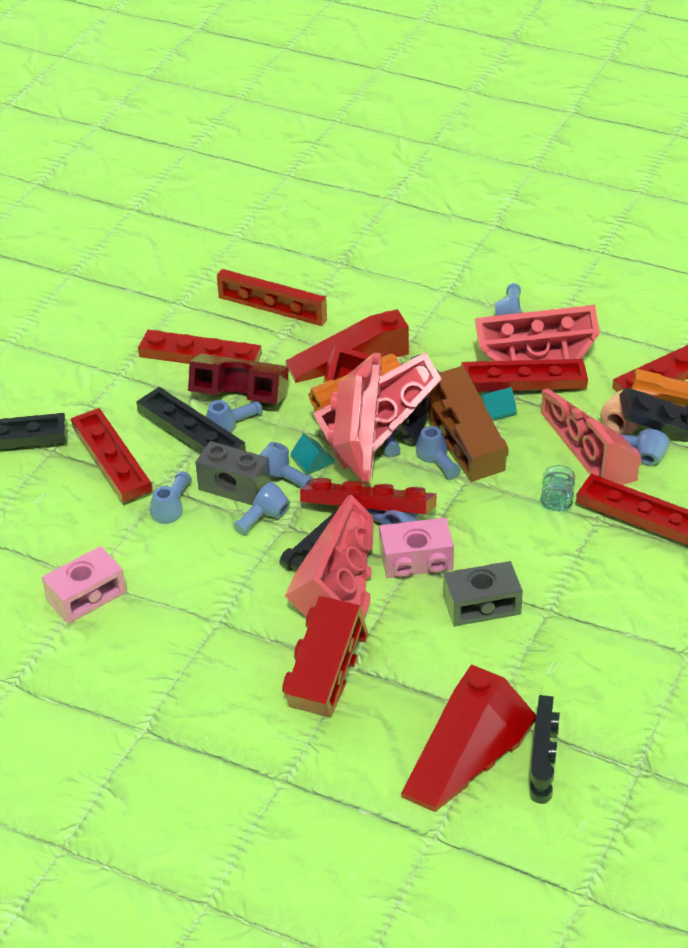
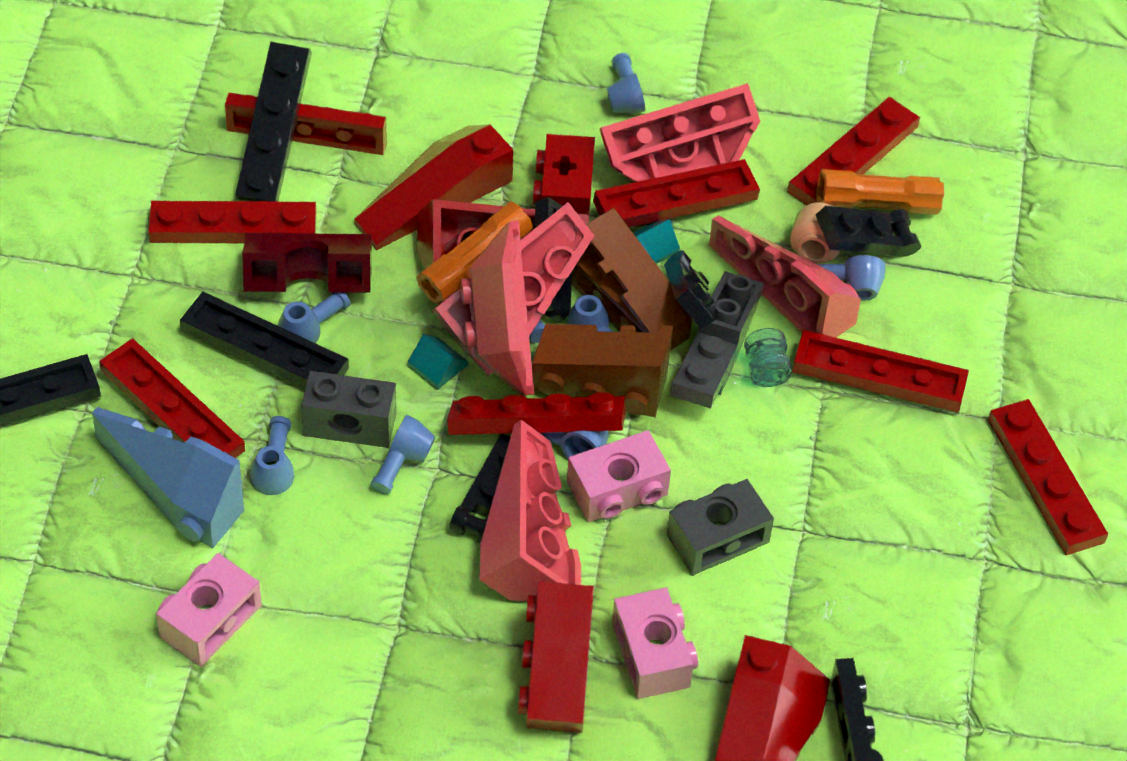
camera: 20 degrees left, 10 degrees up
(98, 496) = (186, 480): none -> medium blue wedge
(245, 289) = (273, 123): none -> black plate
(279, 464) = (401, 371): medium blue bar -> none
(403, 663) = (651, 666): none -> bright pink brick
(438, 469) = (586, 362): none -> dark orange wedge
(448, 345) = (566, 171): none -> red brick
(509, 431) = (690, 289): none -> black plate
(524, 472) = (718, 345): none -> dark grey slope

